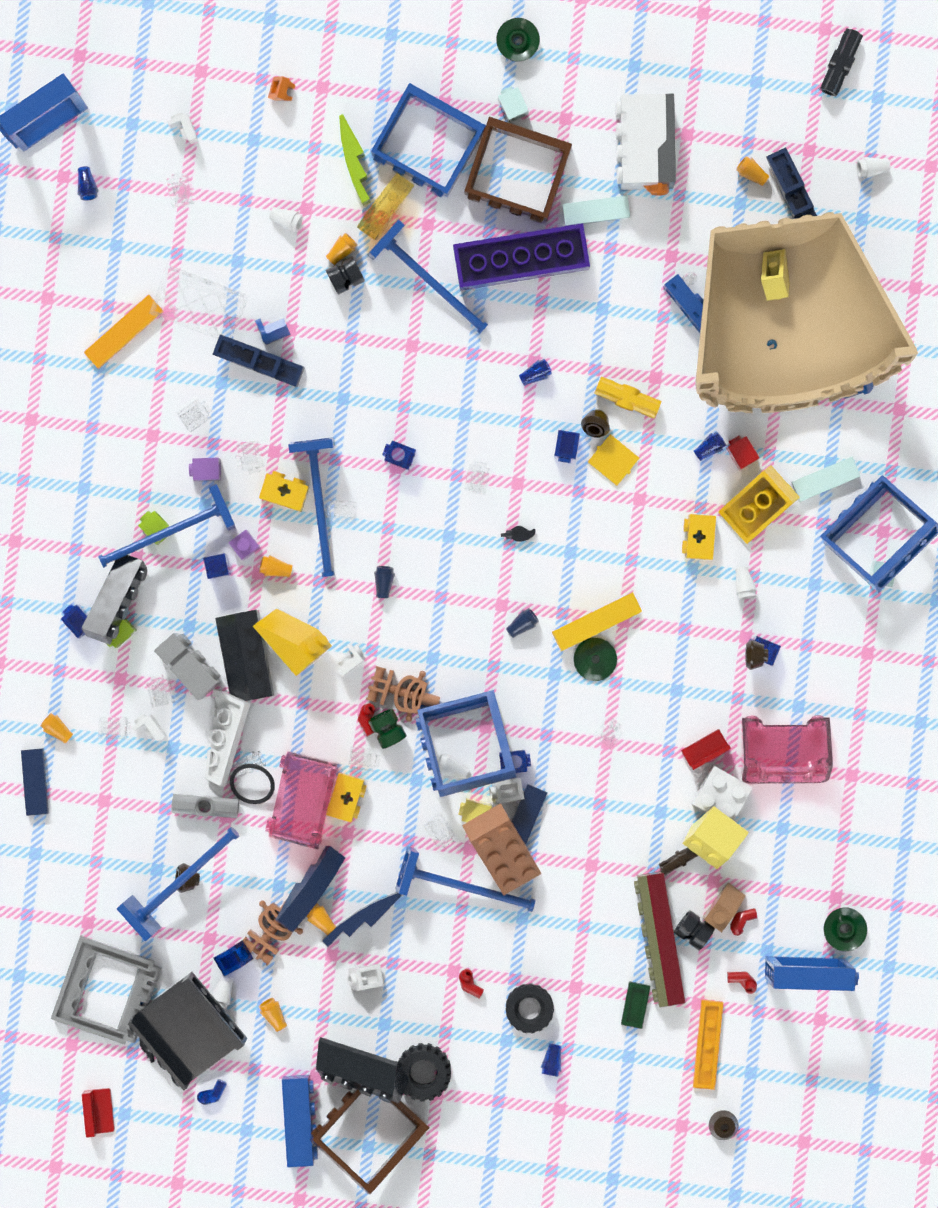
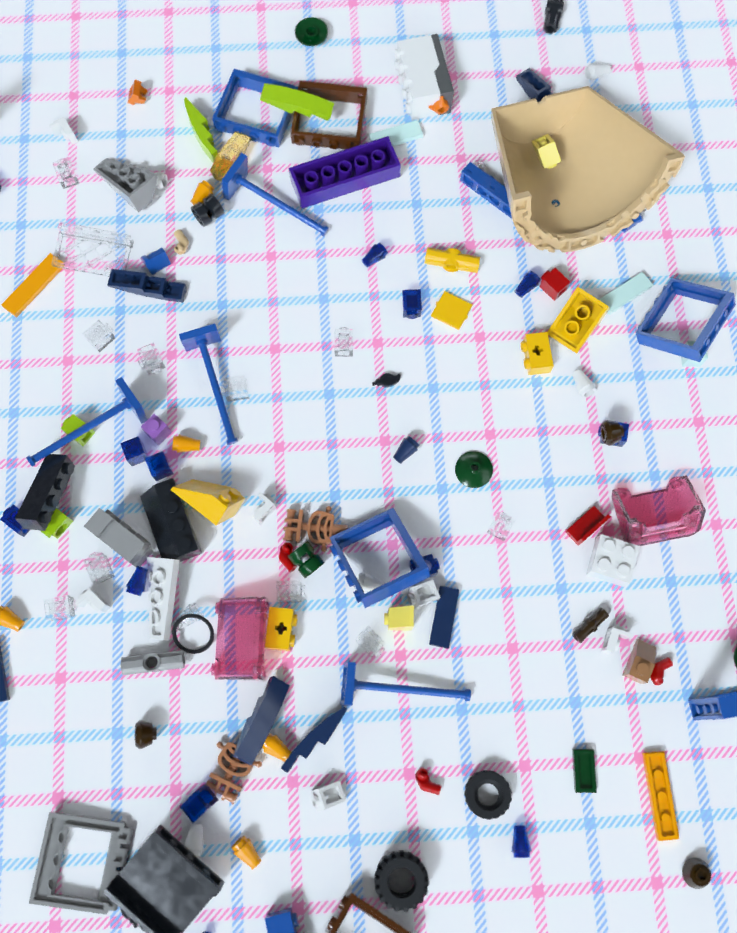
camera: 10 degrees left, 15 degrees down
(140, 917) = (102, 779): blue tile -> none
(200, 715) = (137, 582): none -> clear blue cone
(205, 469) = (113, 372): medium lavender brick -> none
(242, 590) = (159, 466): none -> clear blue brick
(257, 218) = (130, 183): none -> light grey wedge
(271, 493) = (193, 381): yellow brick -> none
(308, 311) = (183, 242): none -> tan arm
(360, 1071) = (340, 892): black slope -> none
(383, 580) = (280, 436): dark blue cone -> none
(408, 459) = (278, 342): clear blue brick -> none
(479, 152) = (296, 100): none -> lime slope
(501, 849) = (431, 643): nougat brick -> none
(513, 104) = (316, 72): light aqua brick -> none
(596, 424) = (431, 283): dark brown cone -> none
(596, 621) = (468, 436): yellow slope -> none
(660, 938) = (592, 703): brick -> none
(693, 929) = (623, 688): black wheel -> none
(698, 879) = (611, 641): none -> white bracket
(715, 837) = (618, 596): light yellow slope -> none
(744, 979) = (676, 725): red arm -> none
(751, 170) = (508, 88): light orange cone -> none

